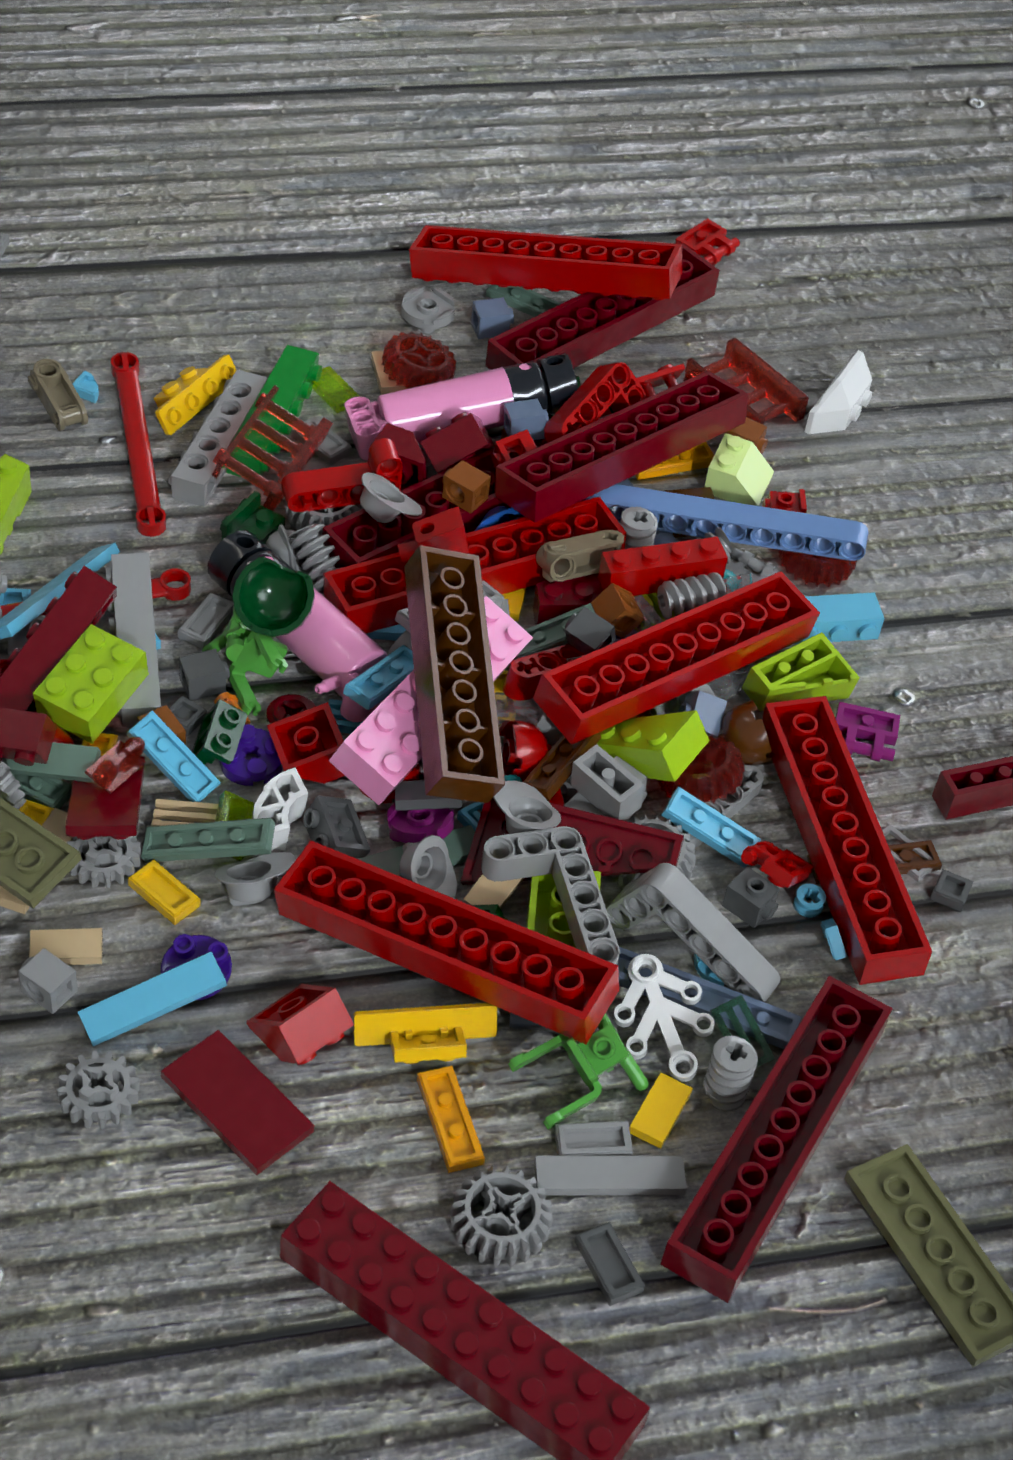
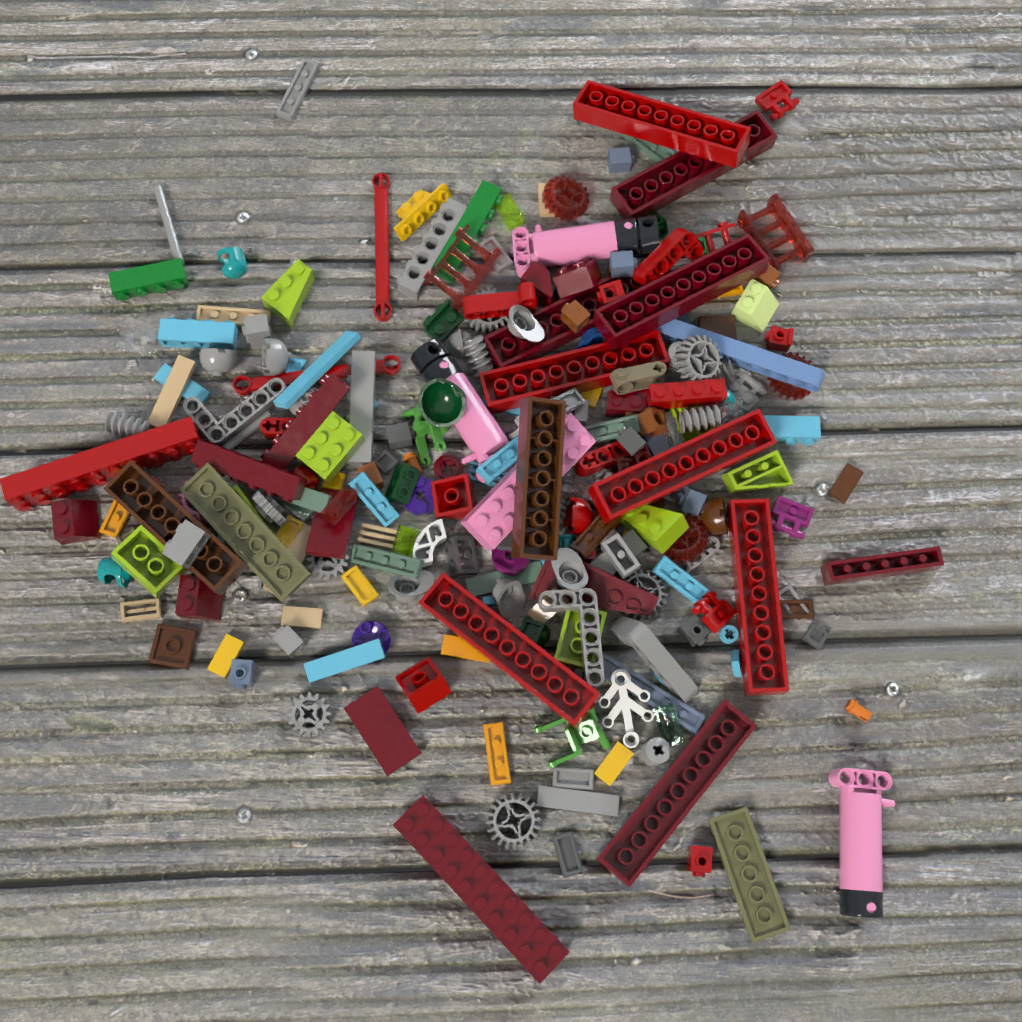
camera: 10 degrees right, 25 degrees up
(57, 394) = (336, 205): dark tan piece -> none
(87, 387) = (355, 198): medium azure tile -> none
(206, 621) = (407, 392): light grey tile -> none
(359, 966) = (456, 647): none -> light orange tile
(426, 1031) = (491, 701): yellow bracket -> none
(427, 309) = (577, 156): light grey plate -> none
(437, 531) = (549, 366): red torso -> none
(669, 515) = (703, 356): none -> light grey gear
(843, 398) = (838, 248): white wedge -> none
(847, 1238) = (699, 860): none -> red brick
(938, 682) = (845, 483): none -> reddish brown tile

